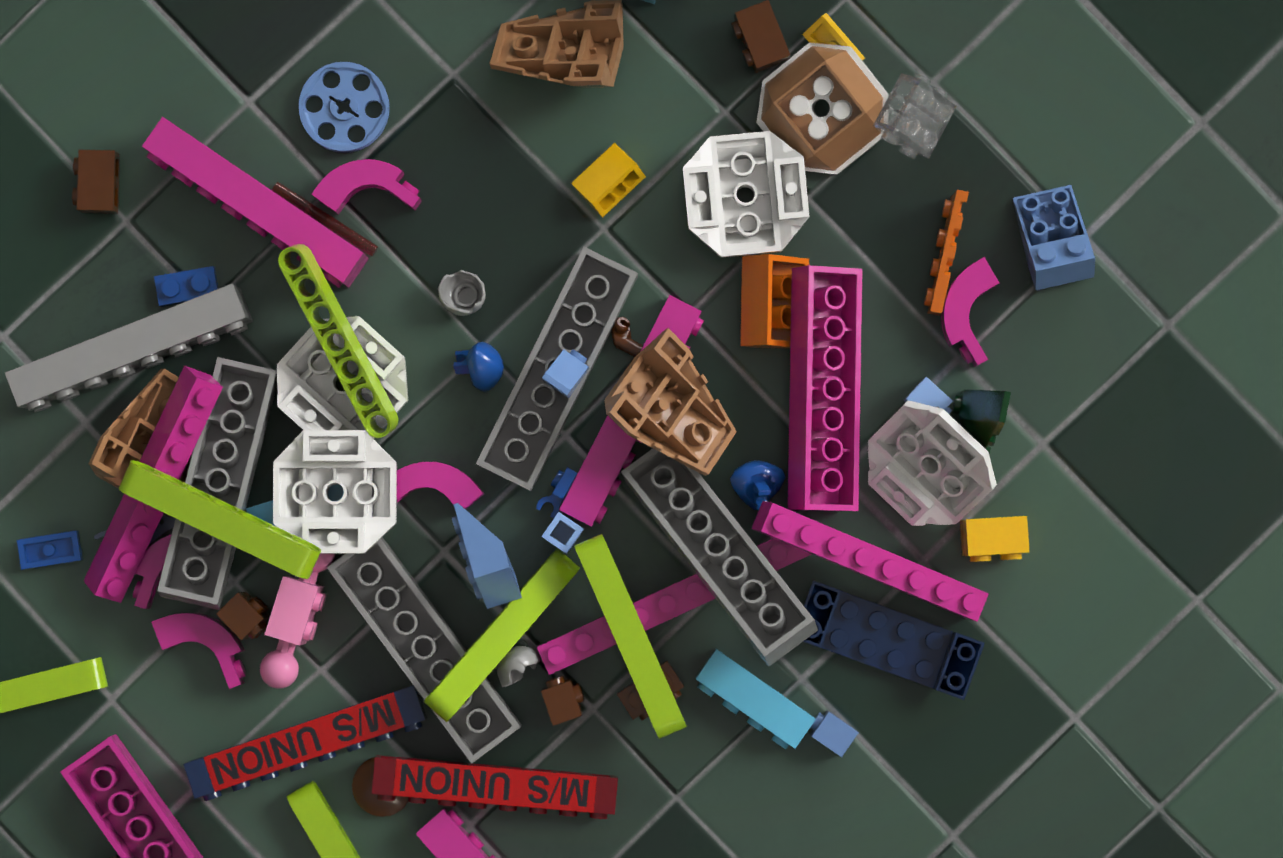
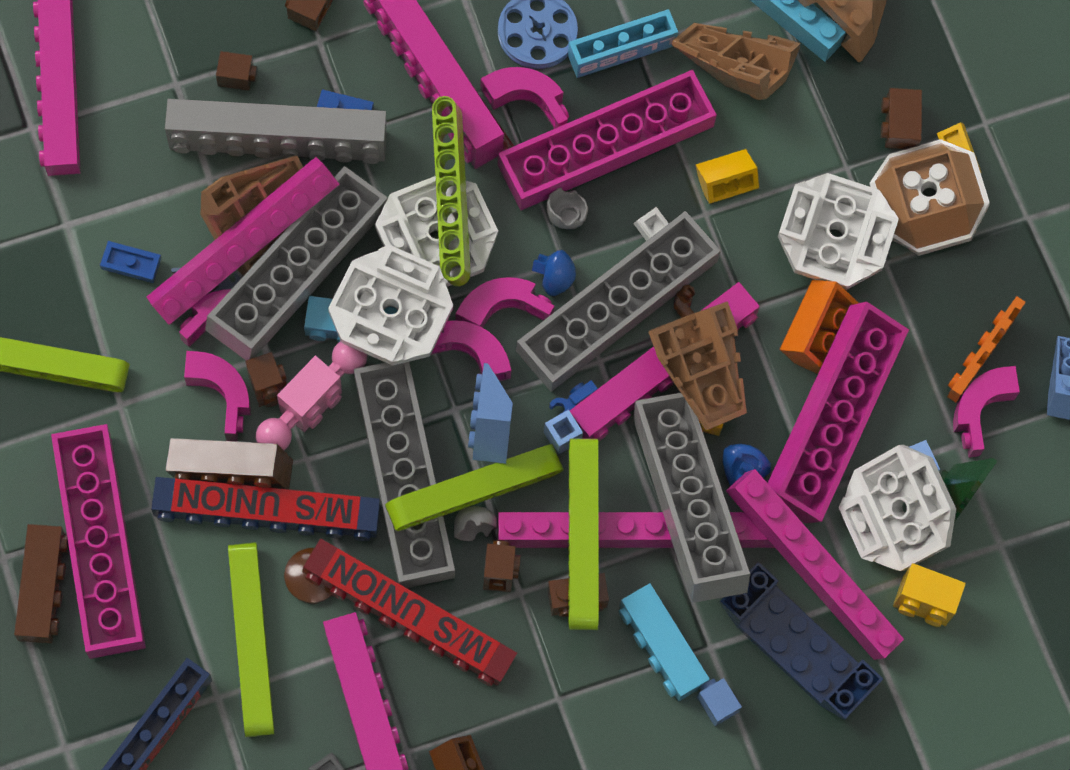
camera: 15 degrees right, 15 degrees down
(57, 297) = (235, 71): none -> reddish brown brick
(220, 519) = (288, 281): lime beam -> none
(248, 716) = (230, 462): none -> wedge
(427, 421) = (502, 294): none -> dark pink arch
(439, 86) = (622, 43): none -> medium azure brick
(469, 200) = (606, 139): none -> dark pink brick
(555, 269) = (651, 223): none -> white tile
(566, 372) = (626, 297): medium blue slope -> none
(914, 115) = (1004, 231): clear brick -> none

